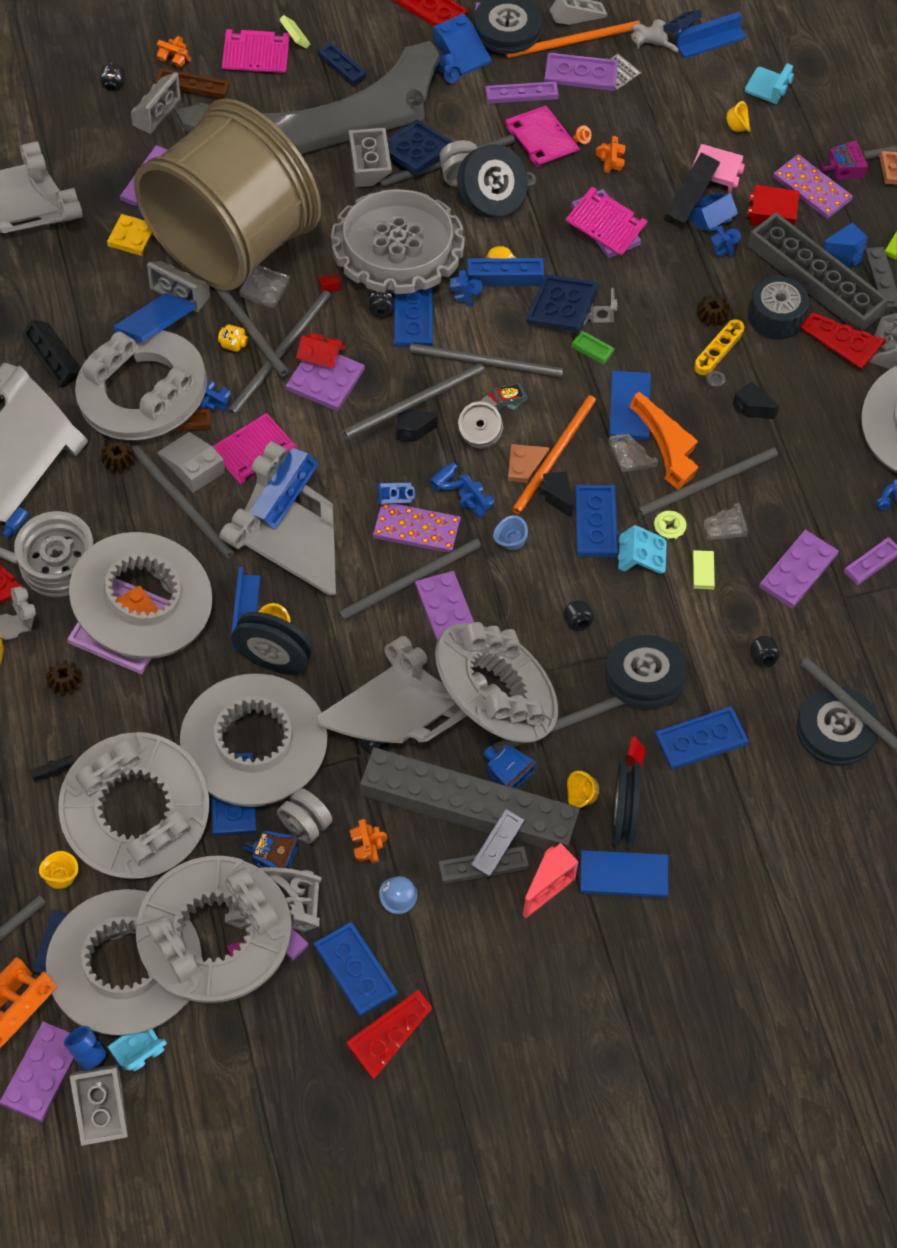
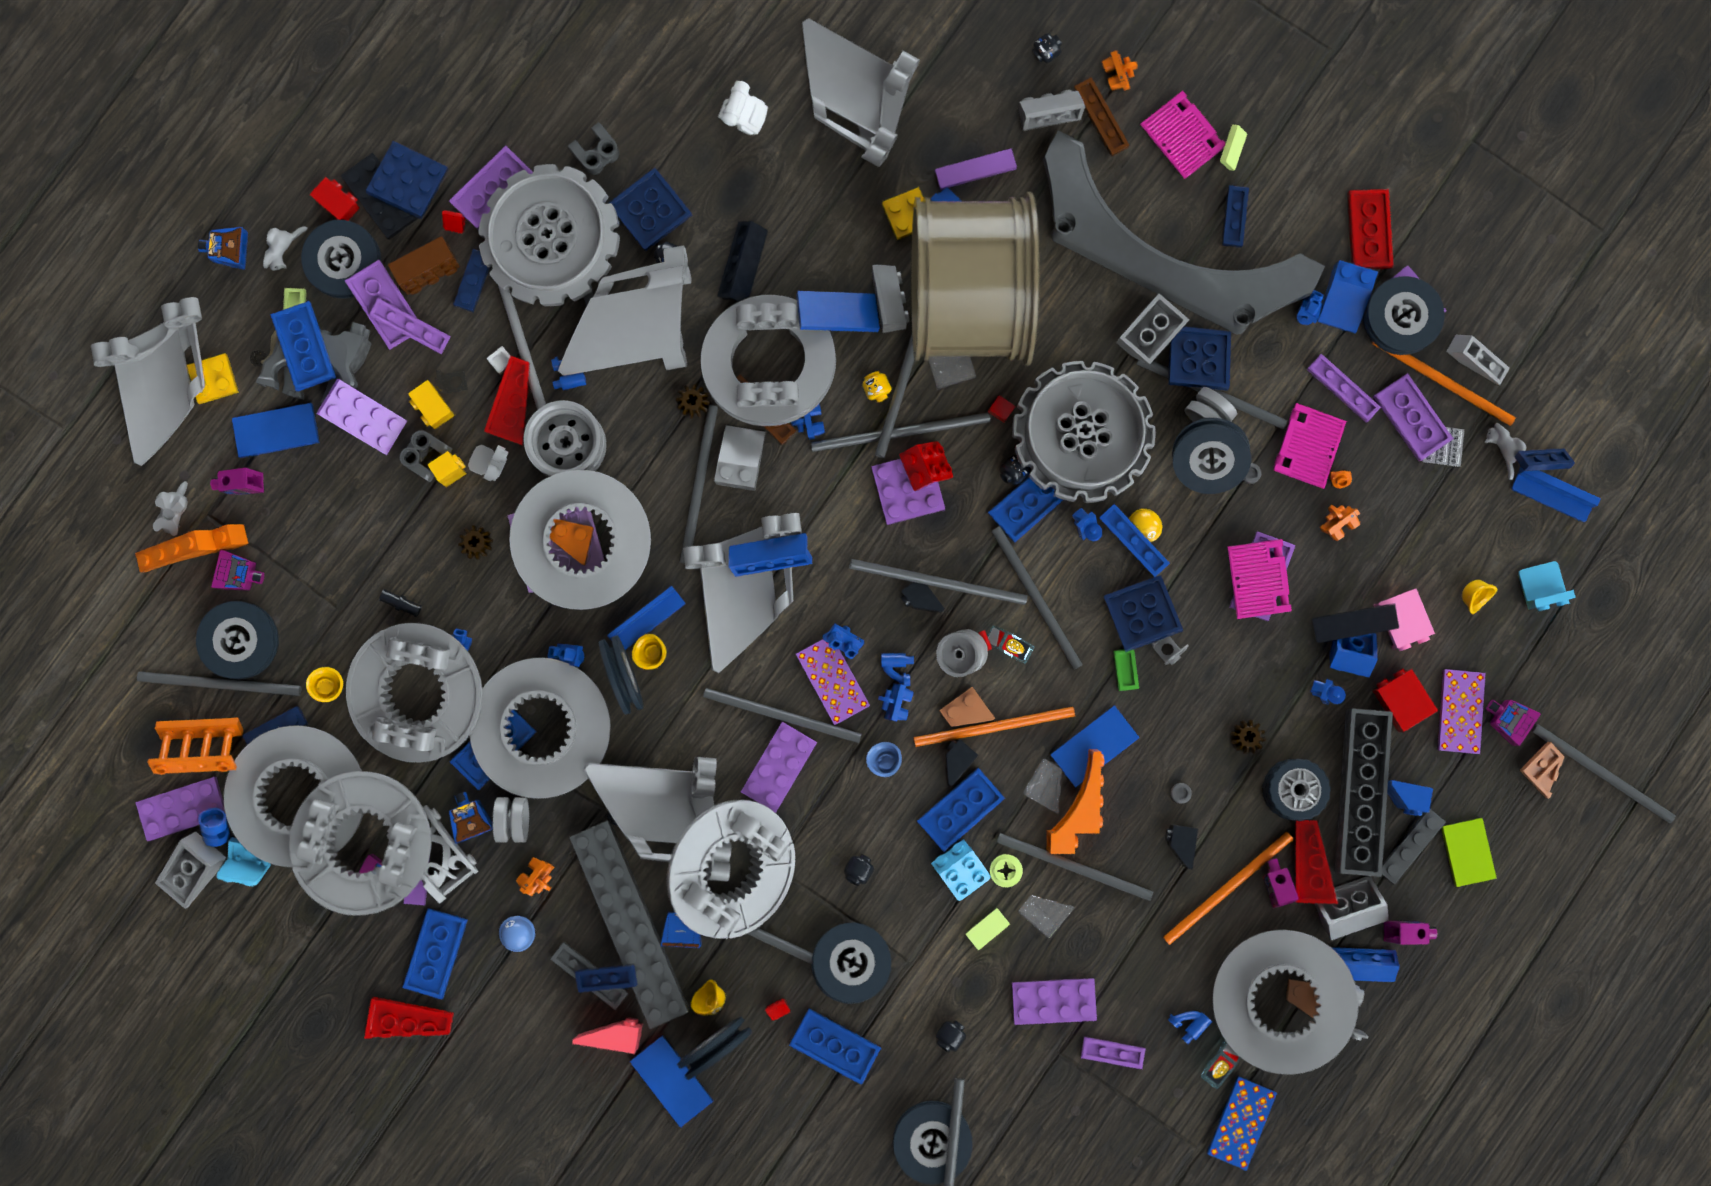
camera: 50 degrees right, 25 degrees up
(216, 673) = (567, 653): none -> blue hips
(252, 440) = (795, 491): dark pink window -> none
(717, 346) = (1217, 770): yellow beam -> none
(813, 403) = (1227, 888): none -> orange piece
(841, 366) = (1282, 893): none -> magenta torso

